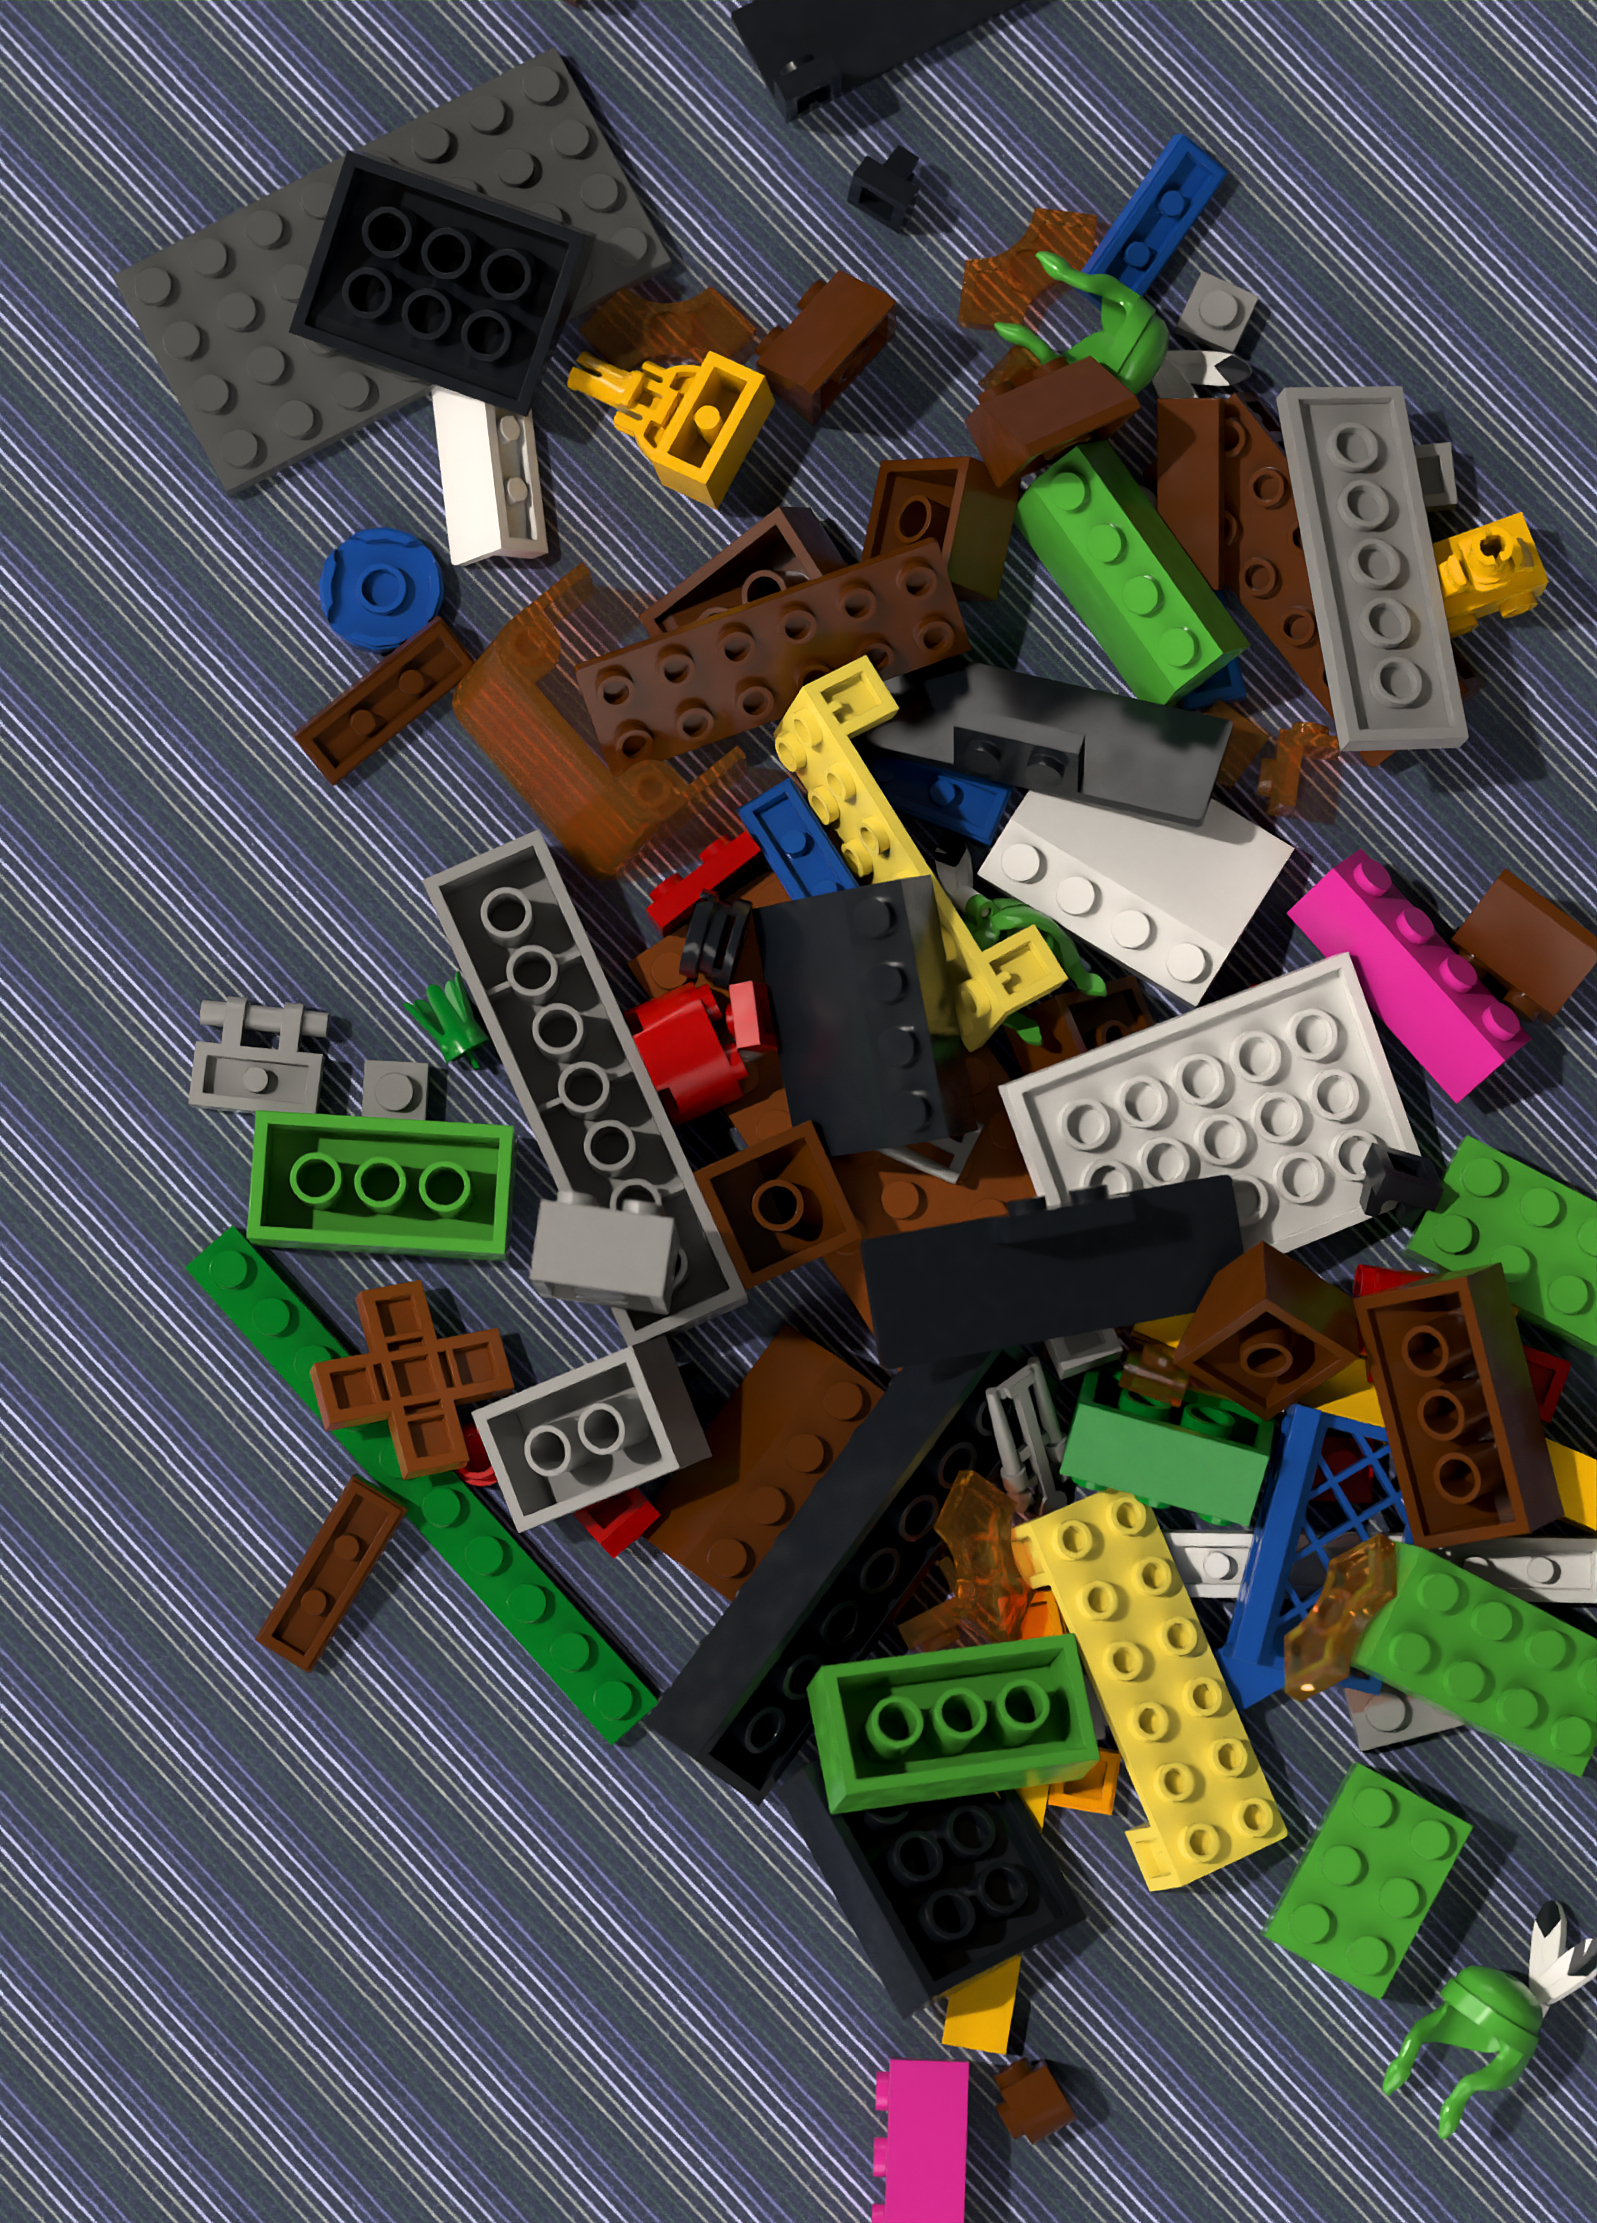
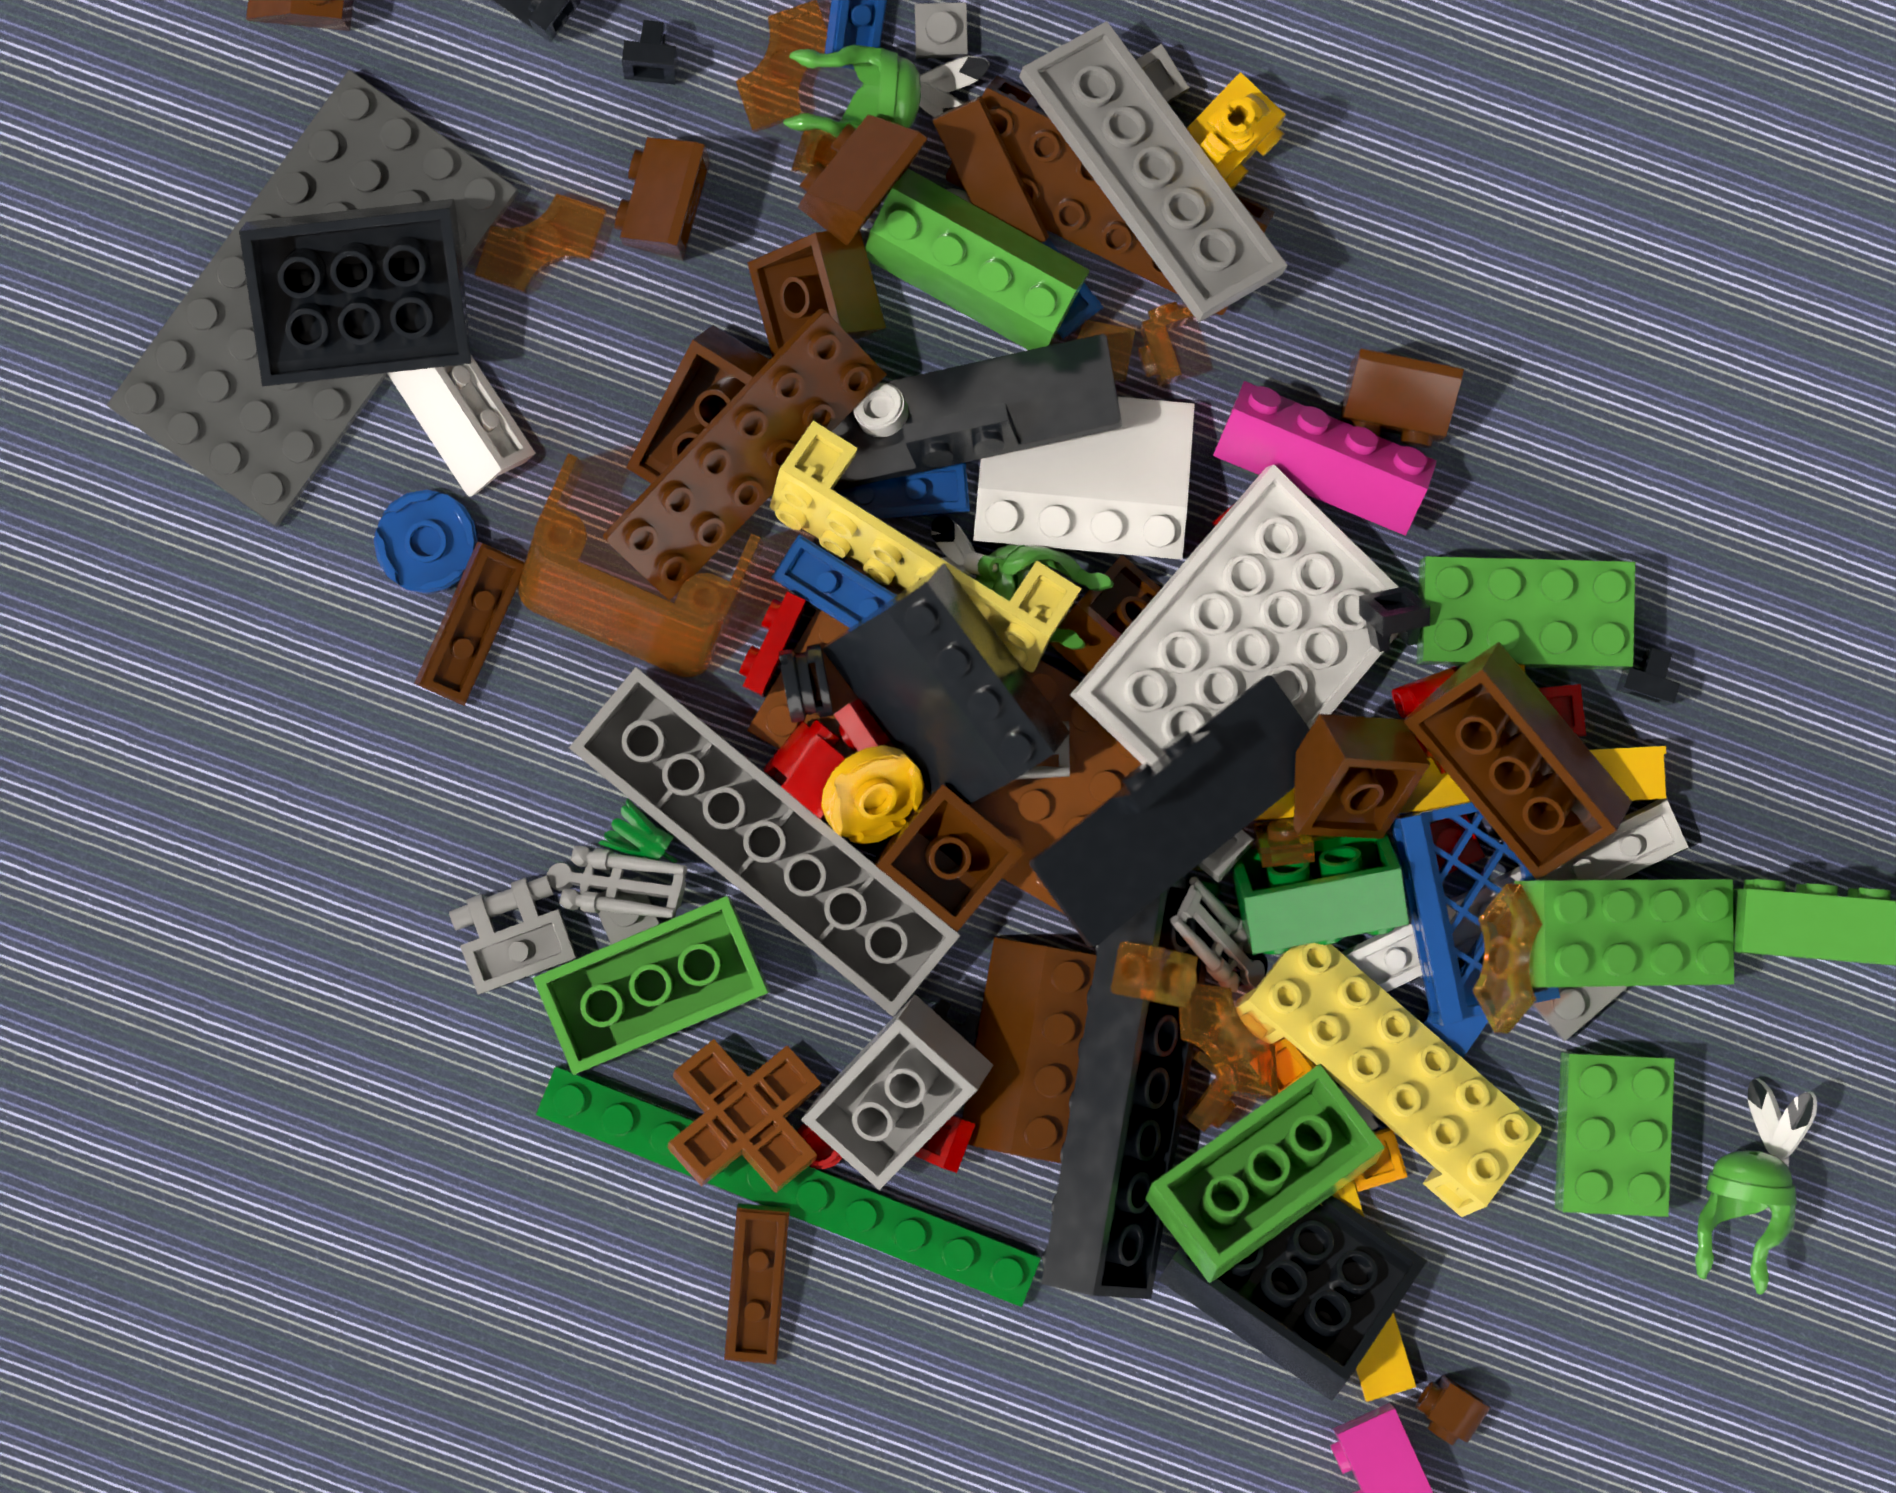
camera: 30 degrees left, 5 degrees up
(346, 1024) = (563, 878): none -> light grey piece
(605, 1253) = (848, 964): light grey brick -> none
(685, 417) = (586, 304): yellow brick -> none
(727, 1094) = (872, 794): none -> yellow tile
(939, 1440) = (1154, 974): none -> clear orange bracket
(947, 686) = (882, 411): none -> white tile

